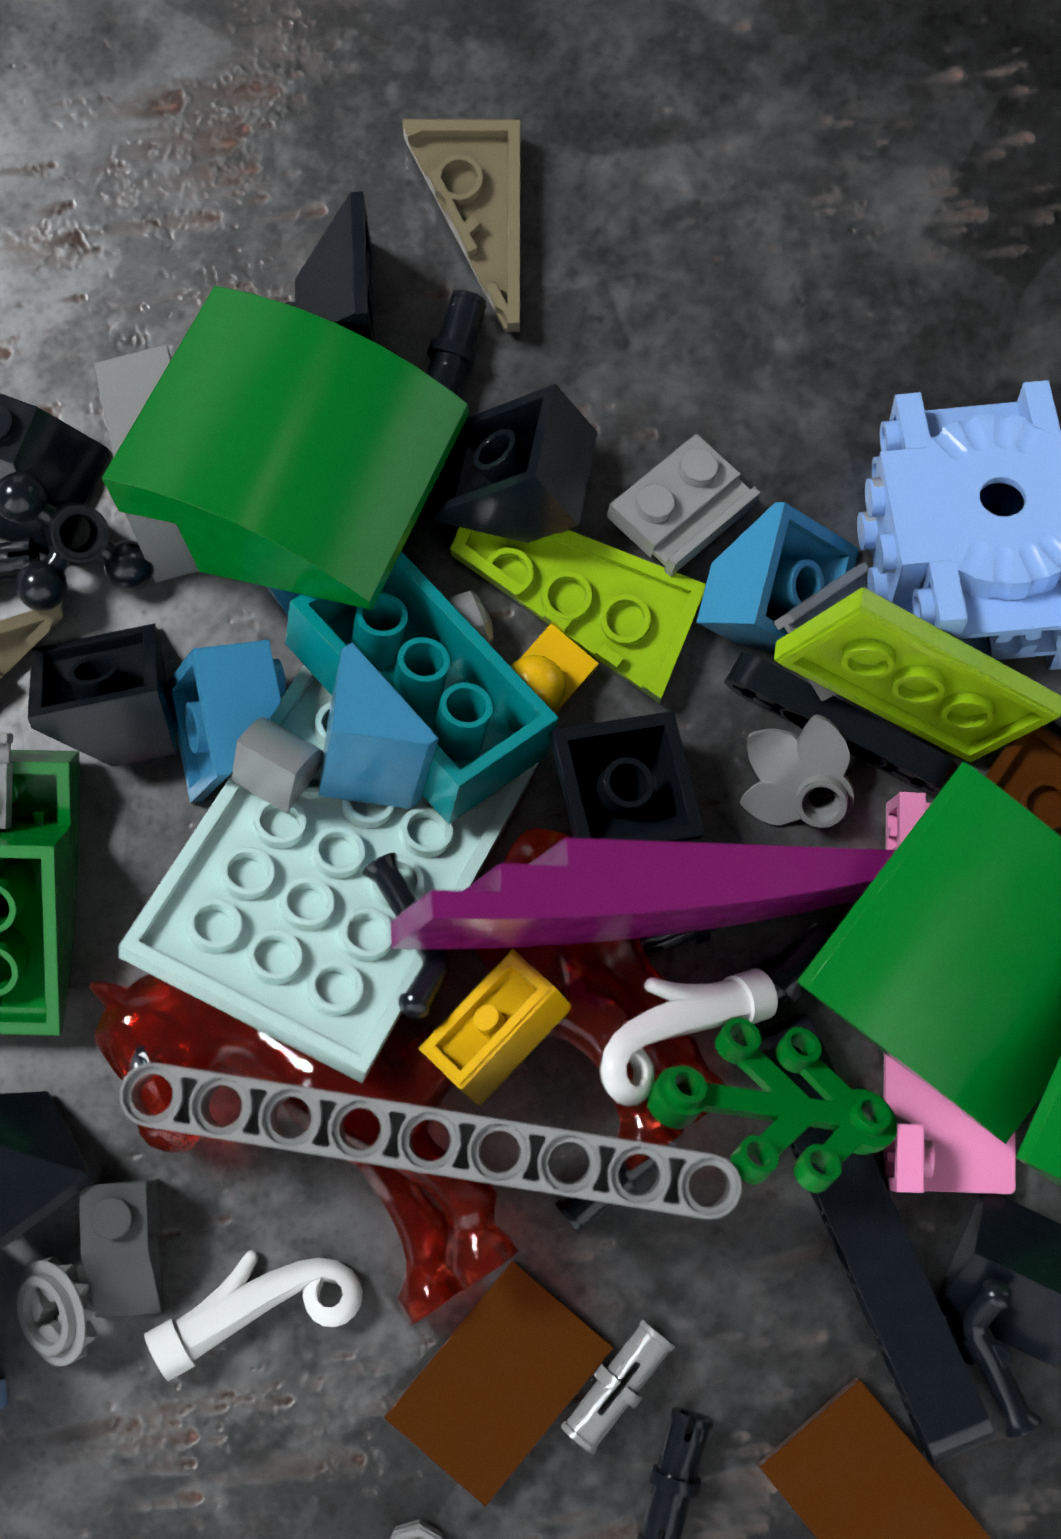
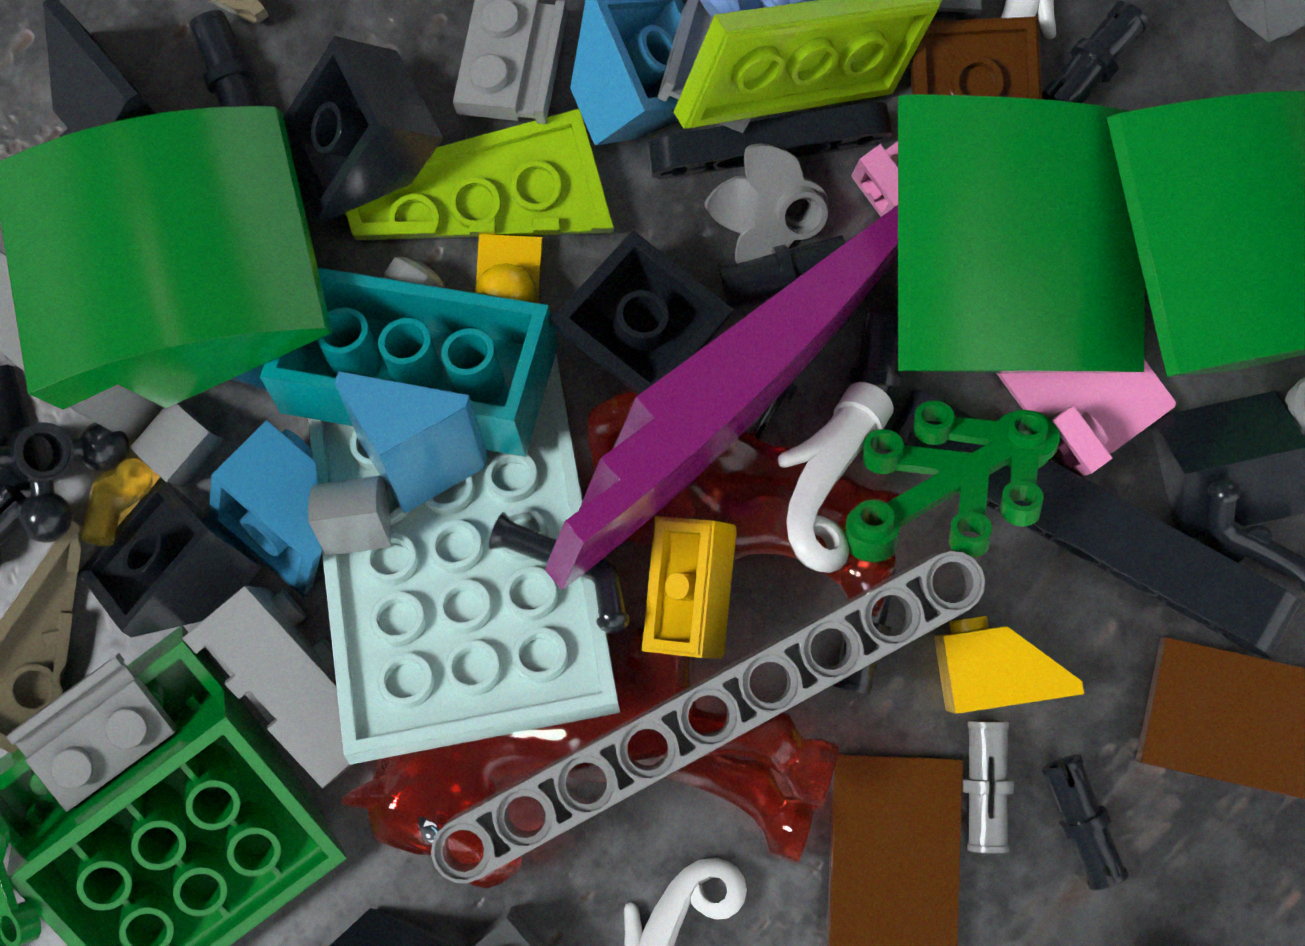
camera: 40 degrees left, 5 degrees up
(105, 609) = (111, 496): none -> clear yellow arm
(125, 846) = (281, 673): none -> light grey wedge
(187, 607) = (177, 444): none -> light grey brick
(698, 1294) = (996, 668): none -> yellow slope
(756, 827) = (774, 270): none -> black pin

